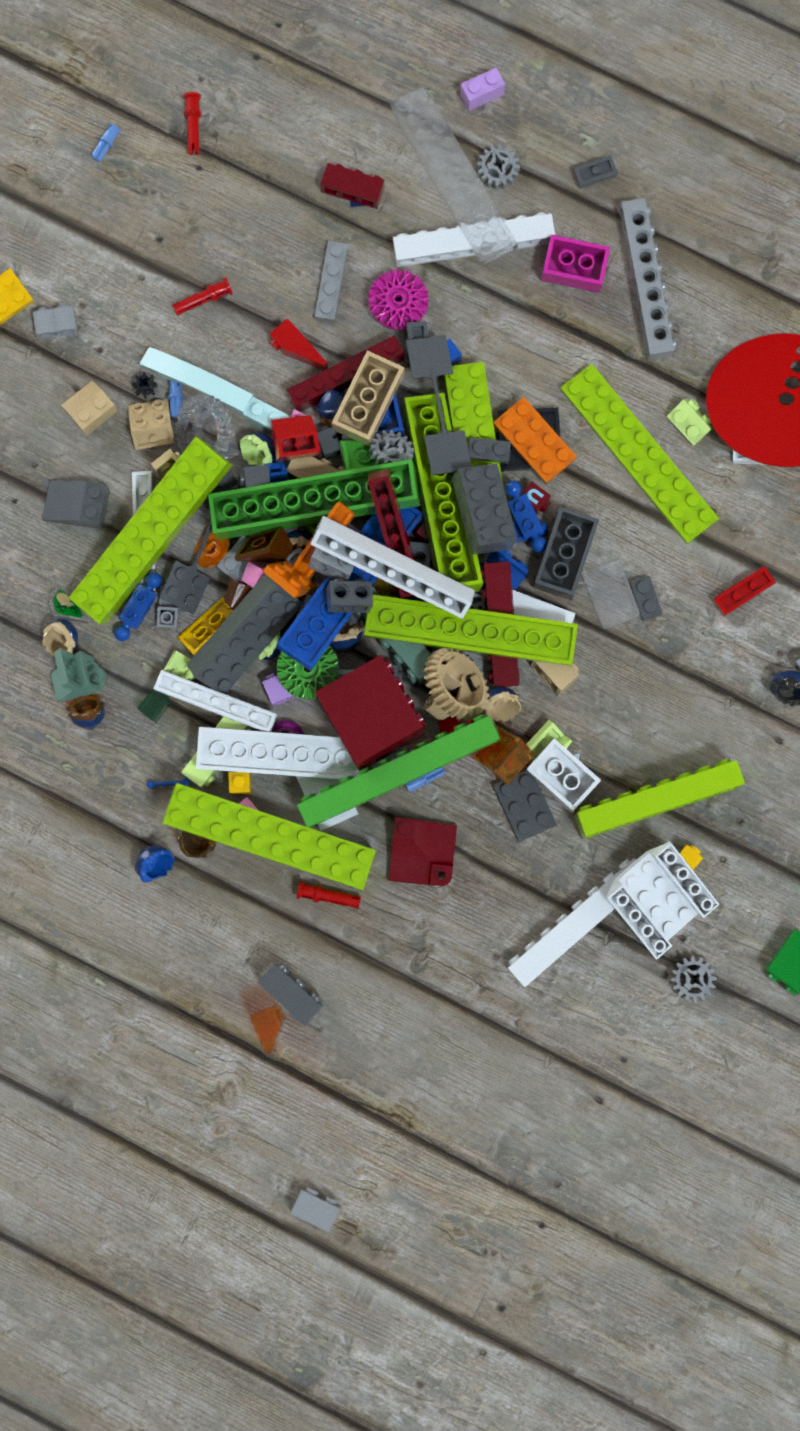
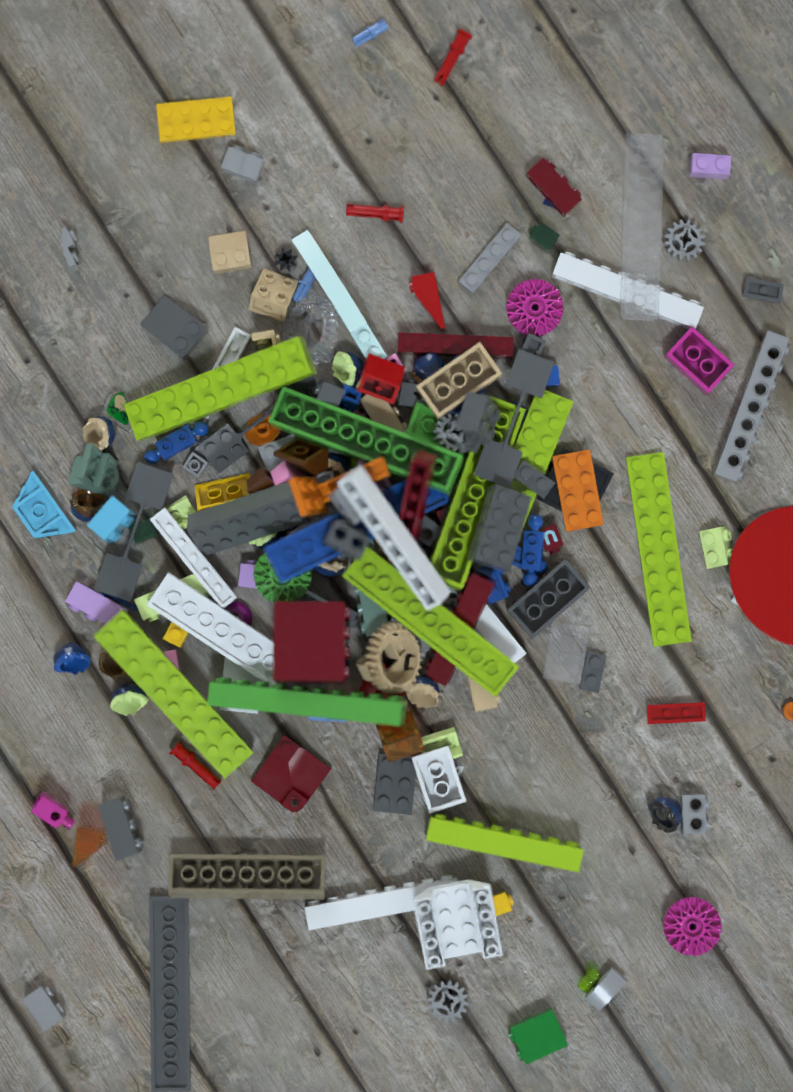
camera: 30 degrees right, 5 degrees up
(46, 742) = (40, 510): none -> medium azure wing
(118, 709) = (112, 520): none -> medium azure brick
(143, 800) = (92, 603): none -> lavender brick
(154, 757) = (119, 574): none -> dark grey hinge
(207, 1017) = (46, 805): none -> dark pink torso
(229, 869) = (128, 699): none -> yellowish green hair
(369, 234) = (543, 237): none -> clear green brick
(407, 421) = (478, 420): none -> dark grey hinge
(428, 1126) = (169, 994): none -> dark grey plate
(437, 970) = (247, 876): none -> dark tan brick

